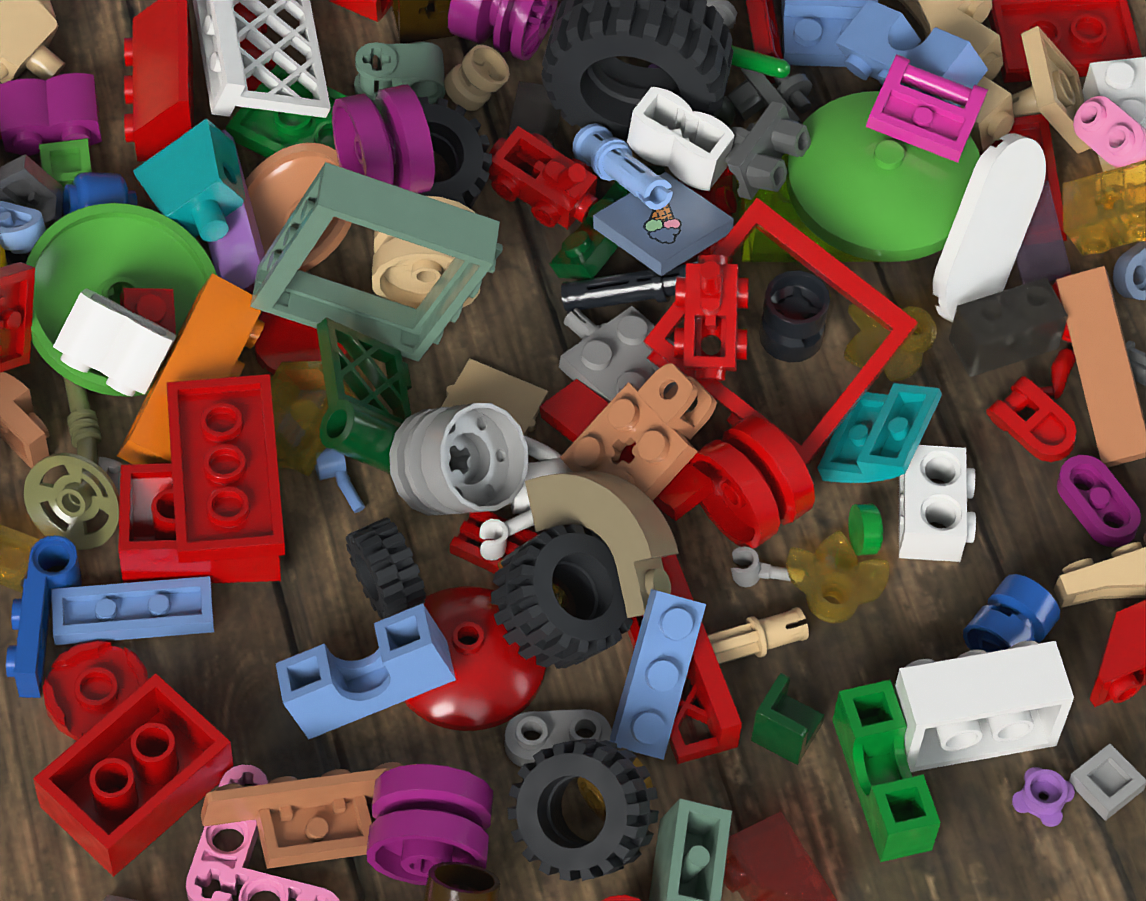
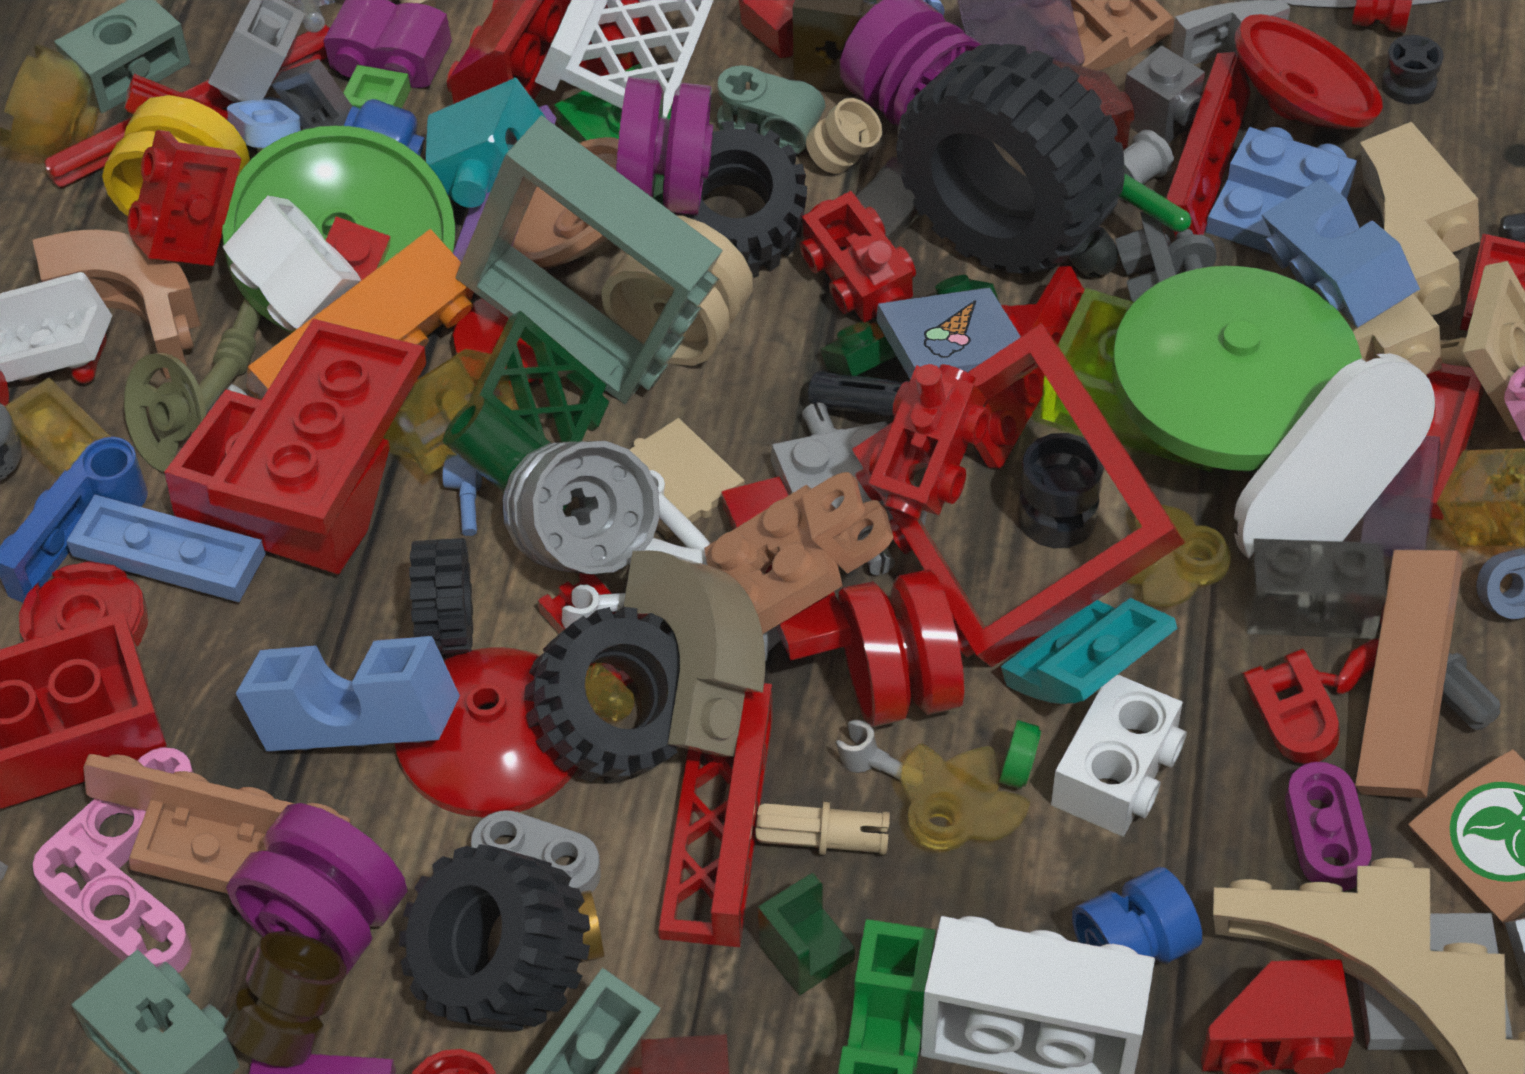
camera: 30 degrees right, 5 degrees down
(613, 160) = (940, 266): light blue pin -> none
(657, 674) = (670, 821): medium blue plate -> none
(684, 140) = (1014, 252): white brick -> none
(759, 150) = (1100, 289): dark grey hips -> none
(923, 118) = (1303, 311): dark pink plate -> none

